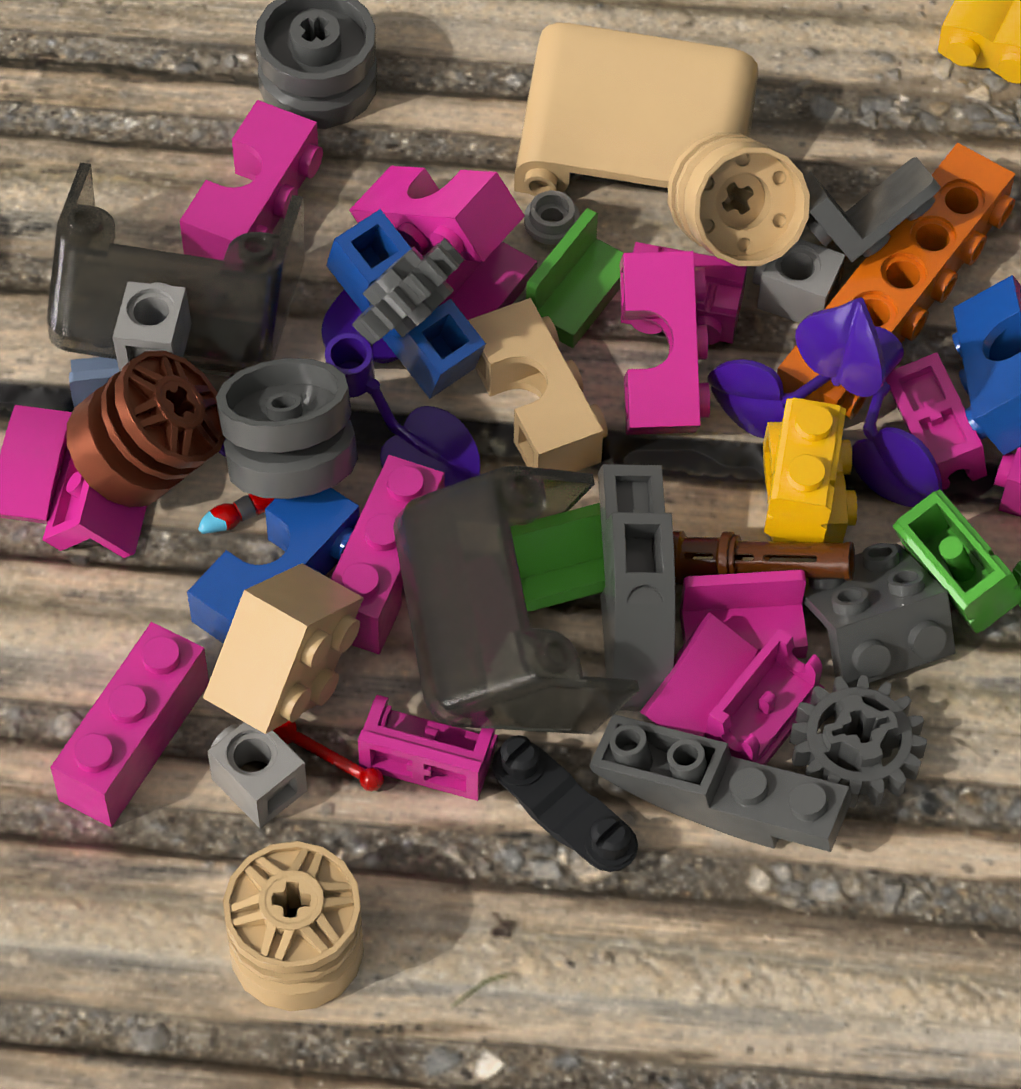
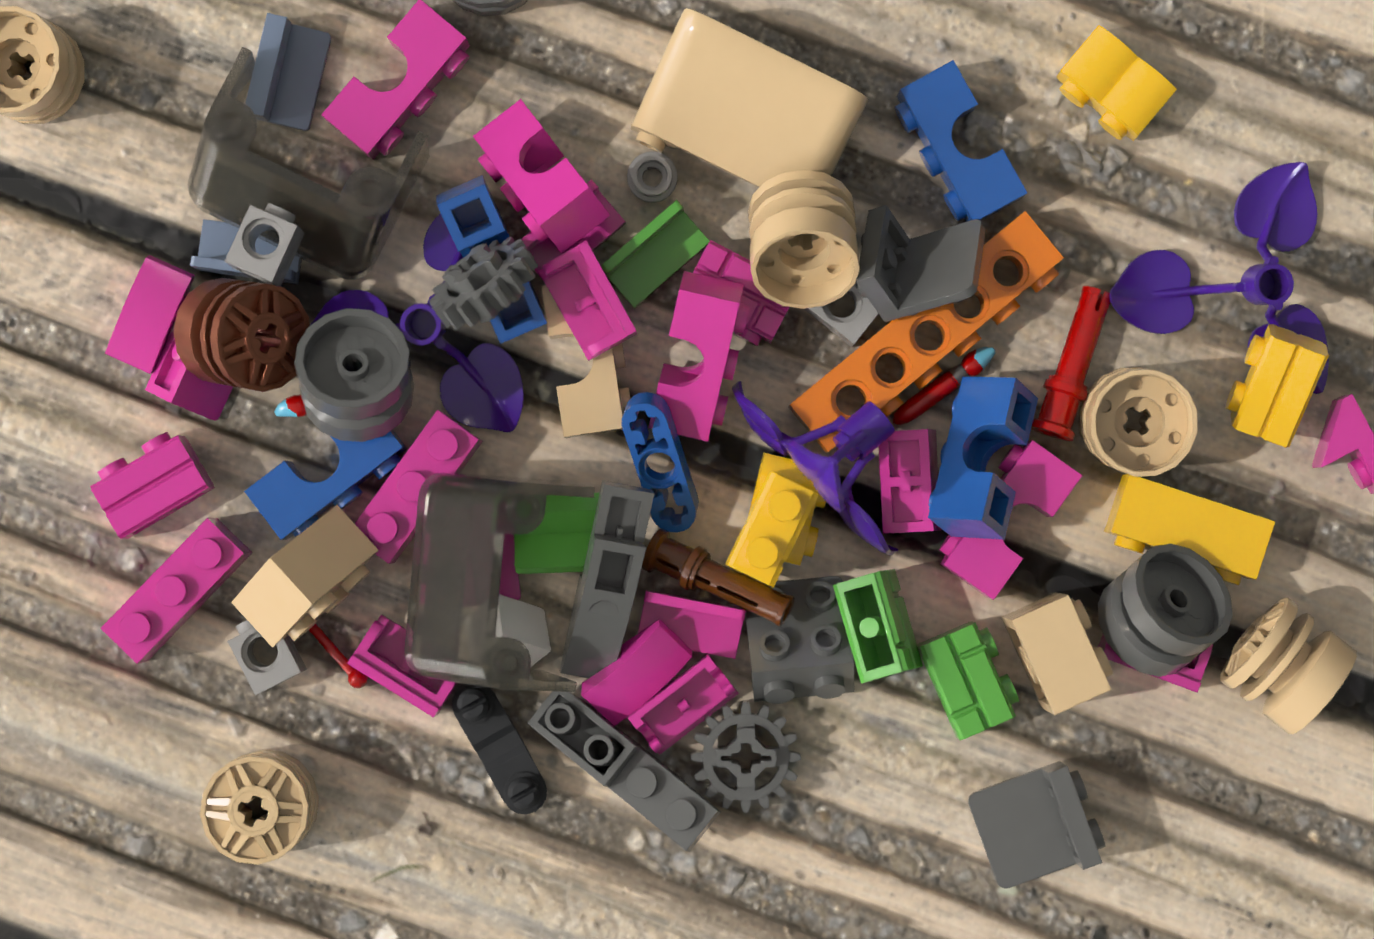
camera: 15 degrees right, 30 degrees up
(74, 626) = (152, 485): none -> dark pink brick
(133, 199) = (287, 73): none -> sand blue panel
(526, 308) = (587, 301): none -> dark pink hinge
(645, 413) = (667, 442): none -> blue beam
(827, 95) = (974, 185): none -> blue arch
(937, 331) = (971, 365): none -> red piece

